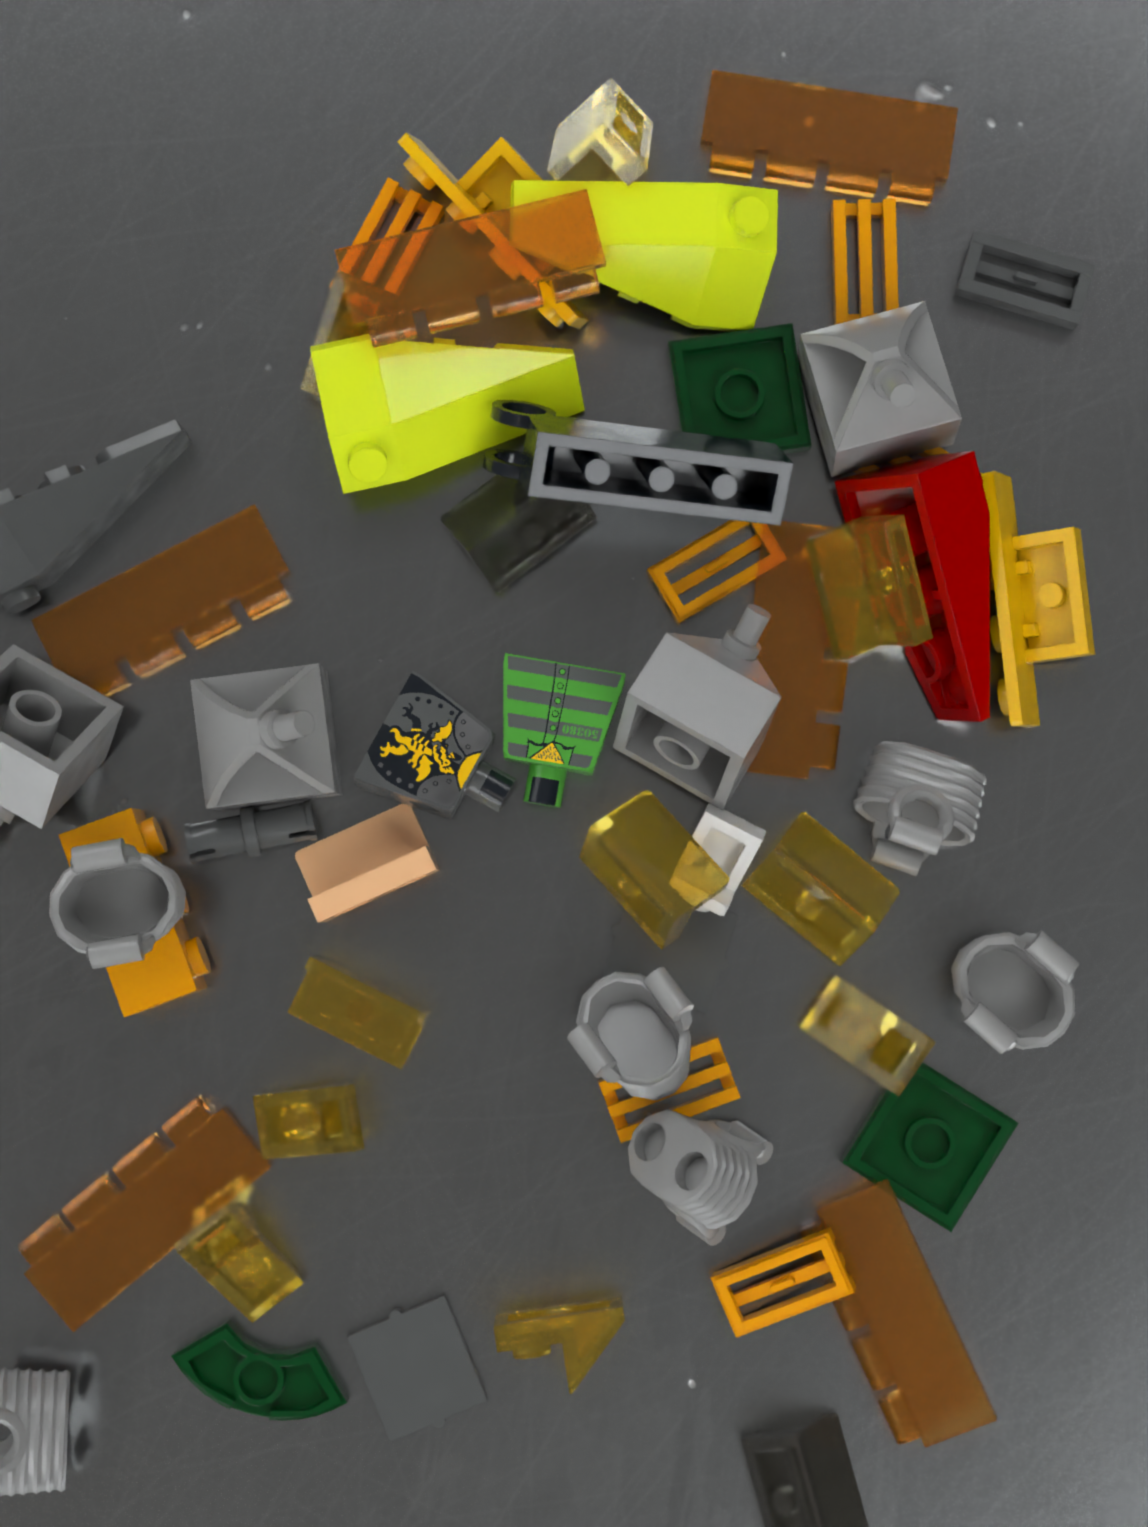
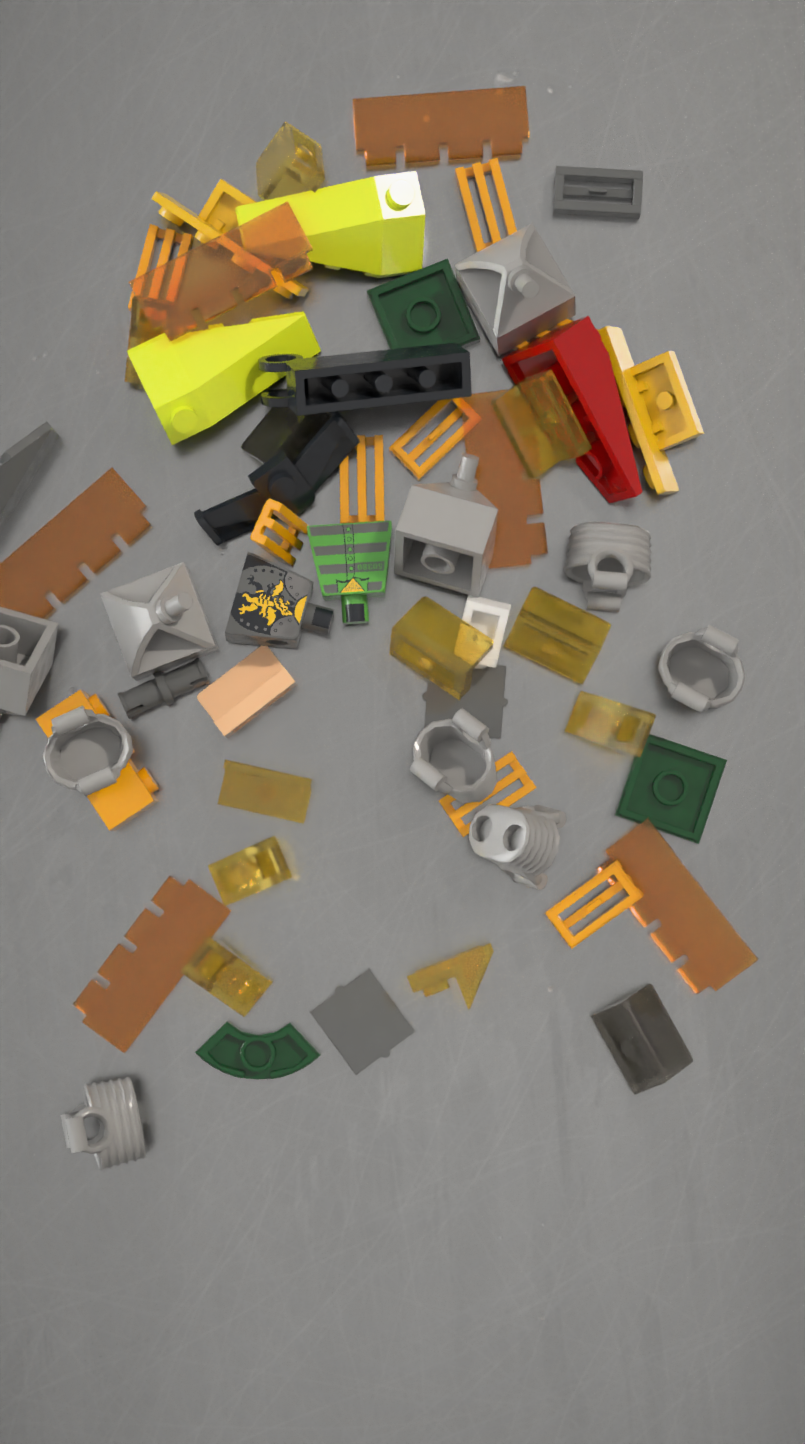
camera: 15 degrees left, 0 degrees up
(476, 662) = (288, 536): none -> light orange tile
(483, 585) = (283, 481): none -> black plate
(609, 552) = (377, 443): none -> light orange tile

